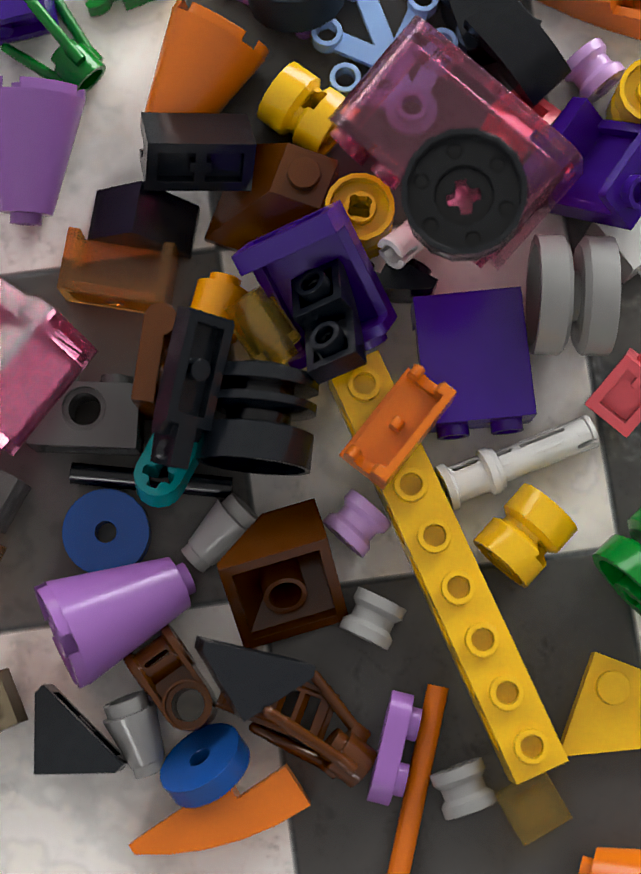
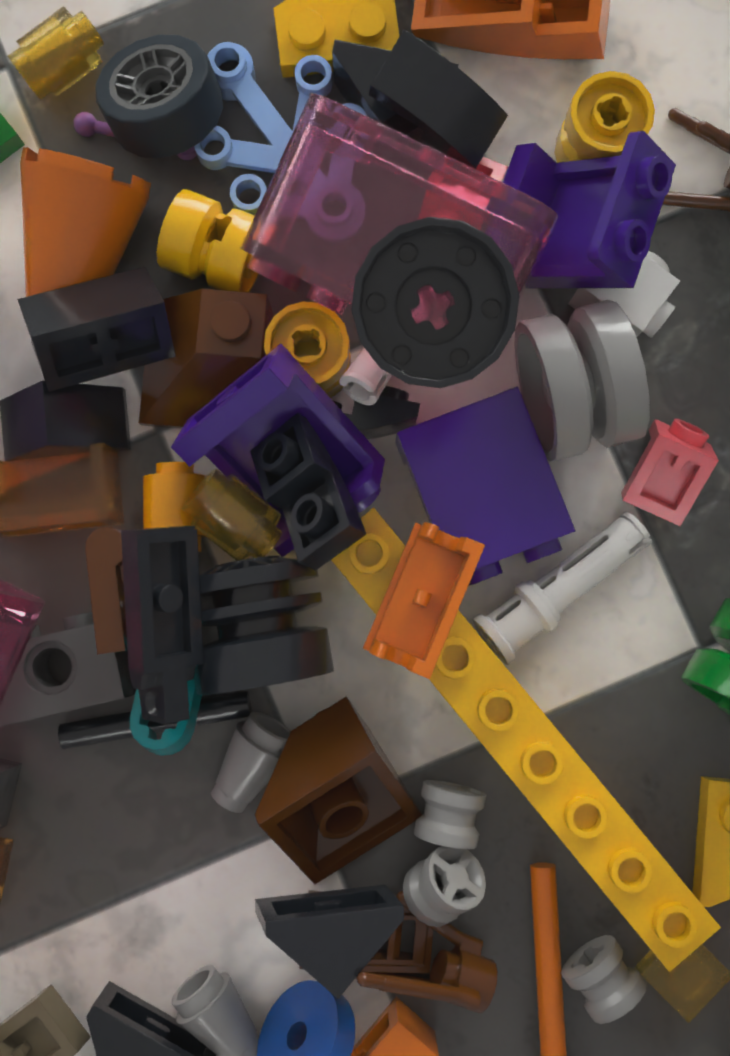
camera: 15 degrees left, 5 degrees up
(92, 512) = (100, 816): blue piece -> none
(112, 612) = (147, 897): medium lavender cone -> none
(171, 678) = (236, 950): reddish brown piece -> none
(352, 673) = (460, 887): none -> light grey wheel
(357, 523) = (402, 709): lavender wheel -> none
(388, 773) = (512, 927): medium lavender plate -> none
(525, 535) = (598, 671): yellow wheel -> none
(593, 70) = (532, 108): lavender wheel -> none

